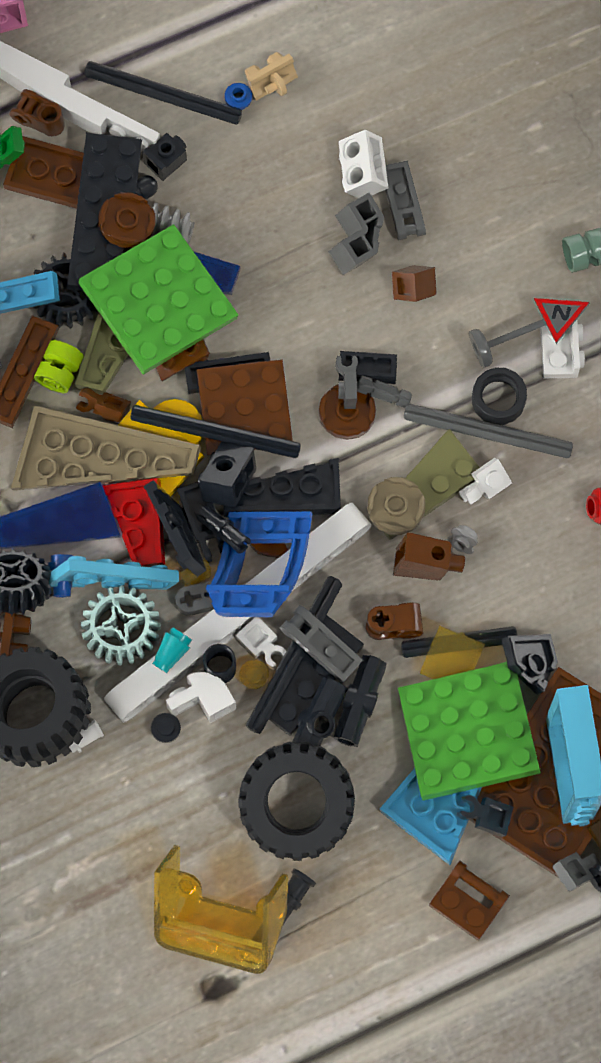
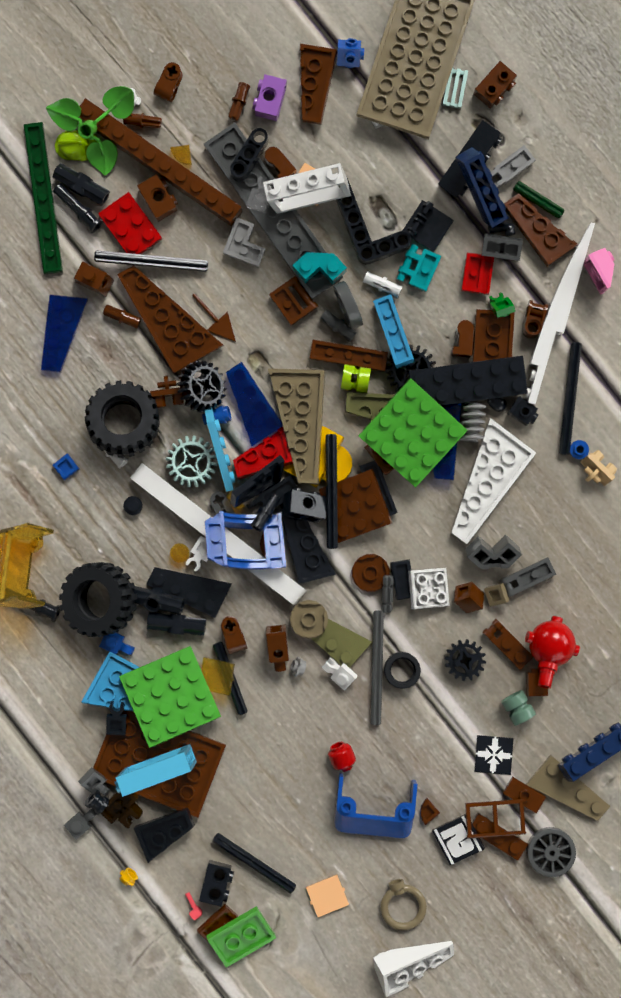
camera: 80 degrees right, 15 degrees up
(43, 210) = (465, 334): none -> reddish brown leg
(81, 817) = (66, 466): none -> blue tile
(107, 405) = (336, 416): reddish brown plate -> none
(126, 220) = (463, 398): reddish brown tile -> none
(171, 650) = (177, 498): teal cone -> none
(207, 691) = (160, 528): white brick -> none
(220, 650) = (171, 526): black piece -> none
(242, 211) = (494, 471): none -> white wing
(291, 659) = (195, 575): black axle -> none
(322, 644) = (203, 592): dark grey plate -> none
(348, 388) = (381, 570): dark grey plate -> none
(363, 164) = (545, 545): white brick -> none
(369, 800) = (114, 643): none -> blue plate
(388, 334) = (428, 588): none -> white tile
(418, 245) = (496, 594): none -> dark tan plate
(462, 908) = (60, 715): reddish brown plate -> none
(493, 247) = (508, 645): none -> reddish brown plate
(509, 182) = (552, 646): none -> red piece
(514, 301) = (473, 657): none -> black gear
(531, 659) = (226, 727): black plate -> none
(556, 218) = (532, 687): none -> reddish brown brick
(556, 314) = (463, 698): dark grey piece -> none
(563, 358) = (445, 704): white bracket -> none

